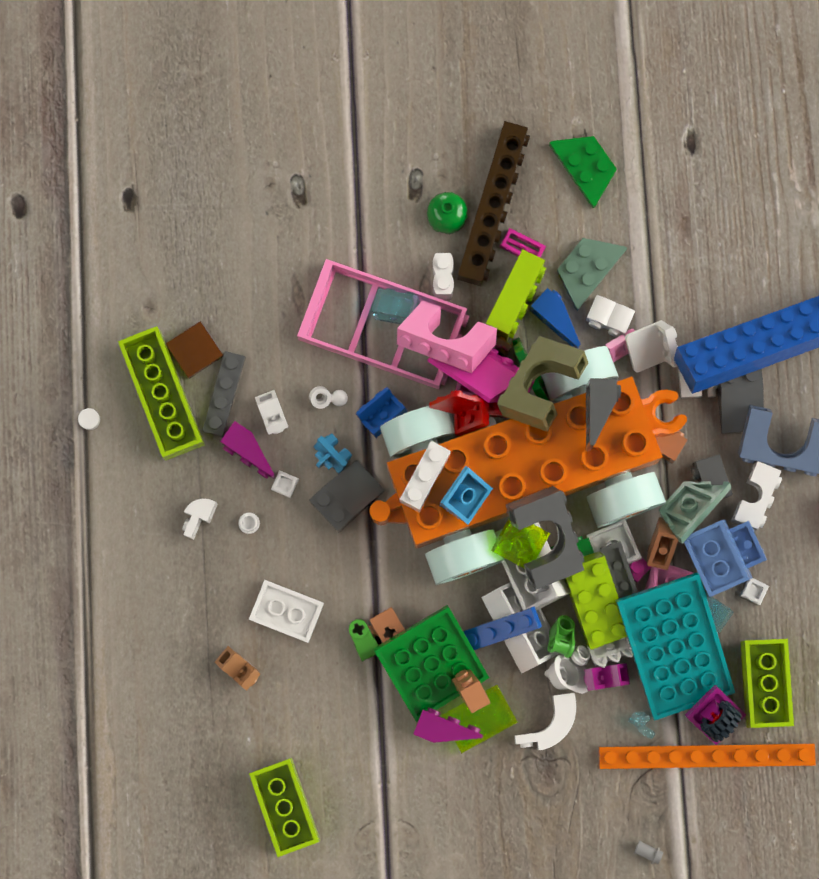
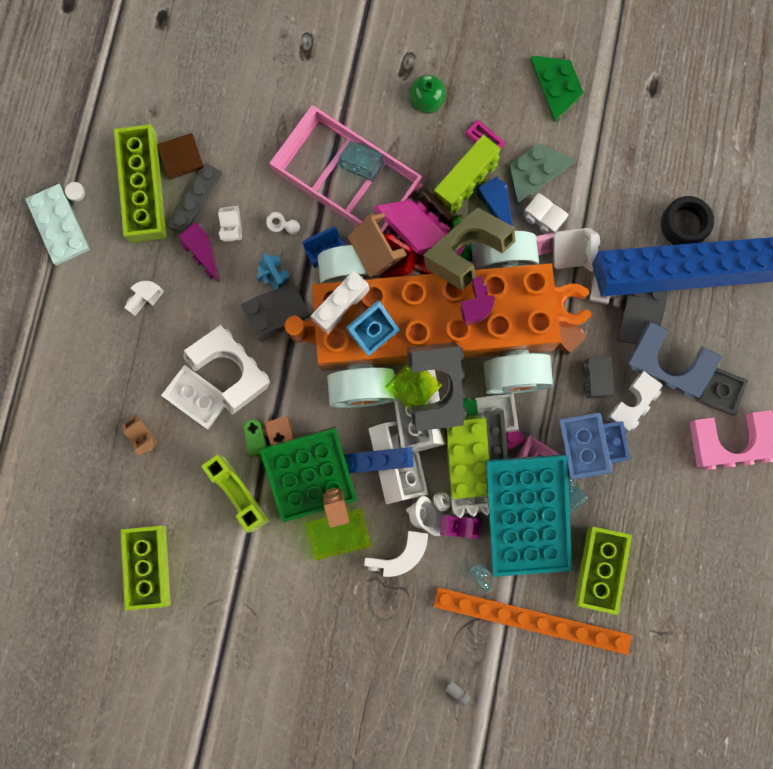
camera: 15 degrees right, 0 degrees up
(80, 460) = (57, 224): none -> light aqua plate
(249, 523) = (185, 313): white plate -> none
(284, 484) = (225, 288): white tile -> none
(298, 548) = (220, 344): none -> white arch
(360, 703) = (249, 512): none -> lime arch
(437, 729) = (298, 534): magenta slope -> none
(440, 406) = (373, 247): none -> medium nougat panel
(443, 281) = (410, 142): white brick -> none
(463, 353) = (408, 208): bright pink arch -> none
(510, 134) = (499, 41): dark brown brick -> none
(562, 636) = (430, 481): bright green piece -> none
(571, 443) = (477, 309): none -> magenta brick
(600, 400) = (519, 270): dark grey slope -> none
(661, 546) = (541, 422): nougat brick -> none
(691, 505) = (575, 394): sand green wing -> none
(715, 715) = (549, 586): plate -> none
(754, 591) = (611, 485): white tile -> none
(773, 267) = (694, 205): none -> black tyre

